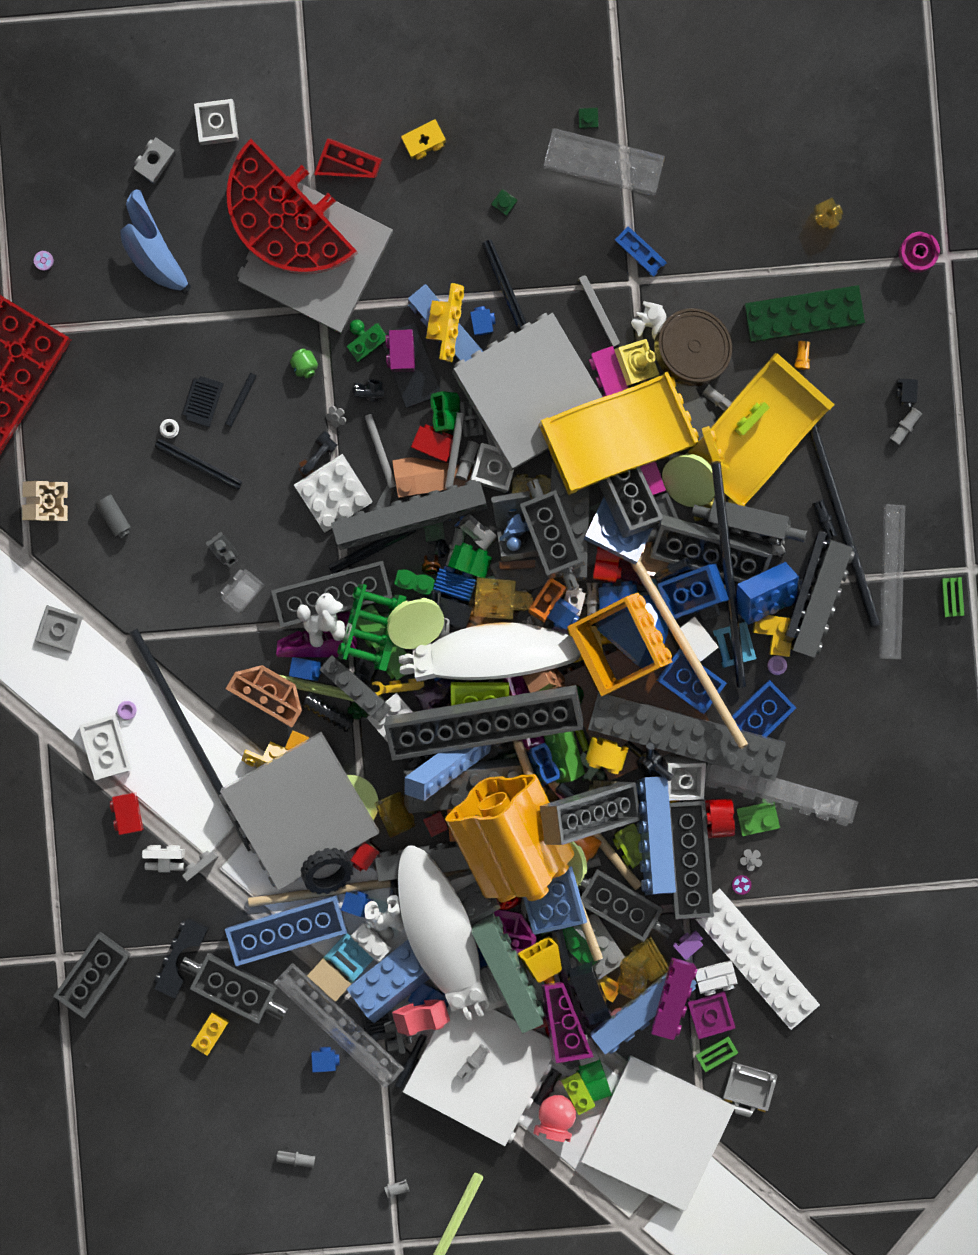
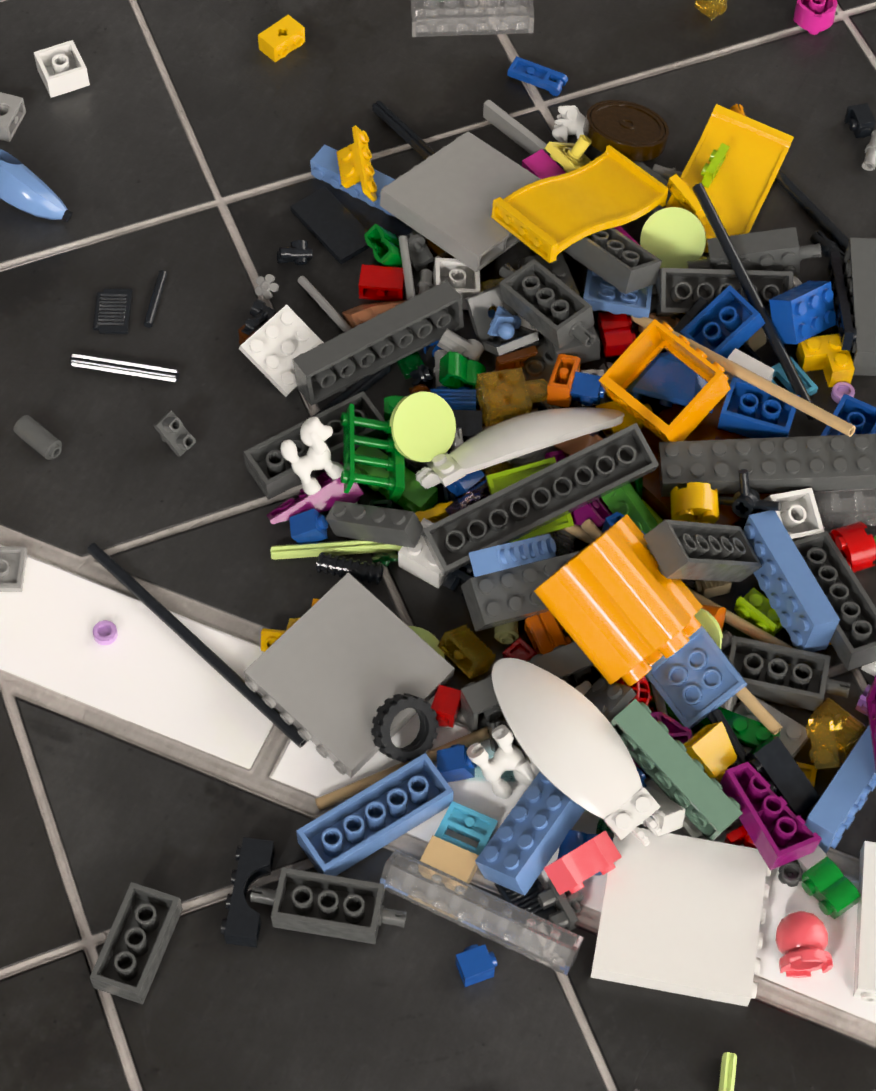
camera: 15 degrees left, 30 degrees down
(105, 747) = (88, 677): white plate -> none
(127, 813) = (134, 741): red brick -> none
(164, 424) = (81, 337): white plate -> none
(164, 858) = (192, 771): white plate -> none
(192, 869) = (236, 782): light grey plate -> none
(210, 1033) = (314, 973): yellow brick -> none
(242, 590) = (210, 465): clear brick -> none
(267, 692) = (269, 562): nougat wedge -> none
(279, 219) = (154, 119): red brick -> none
(303, 363) = (215, 246): bright green head -> none
(331, 294) = (199, 155): light grey brick -> none
(344, 160) = (209, 69): red wedge -> none
(367, 341) = (278, 214): green plate -> none
(371, 942) = (487, 800): white brick -> none
(401, 350) = (318, 200): magenta brick -> none
(411, 1060) = (588, 932): black bar -> none
(473, 1062) = (670, 900): light grey pin -> none
(482, 321) = (395, 164): blue brick -> none
(504, 202) = (382, 71): dark green plate -> none
(547, 1086) = (774, 914): black pin -> none
(578, 1093) = (813, 899): lime bracket -> none
(804, 314) = (725, 83): dark green brick -> none

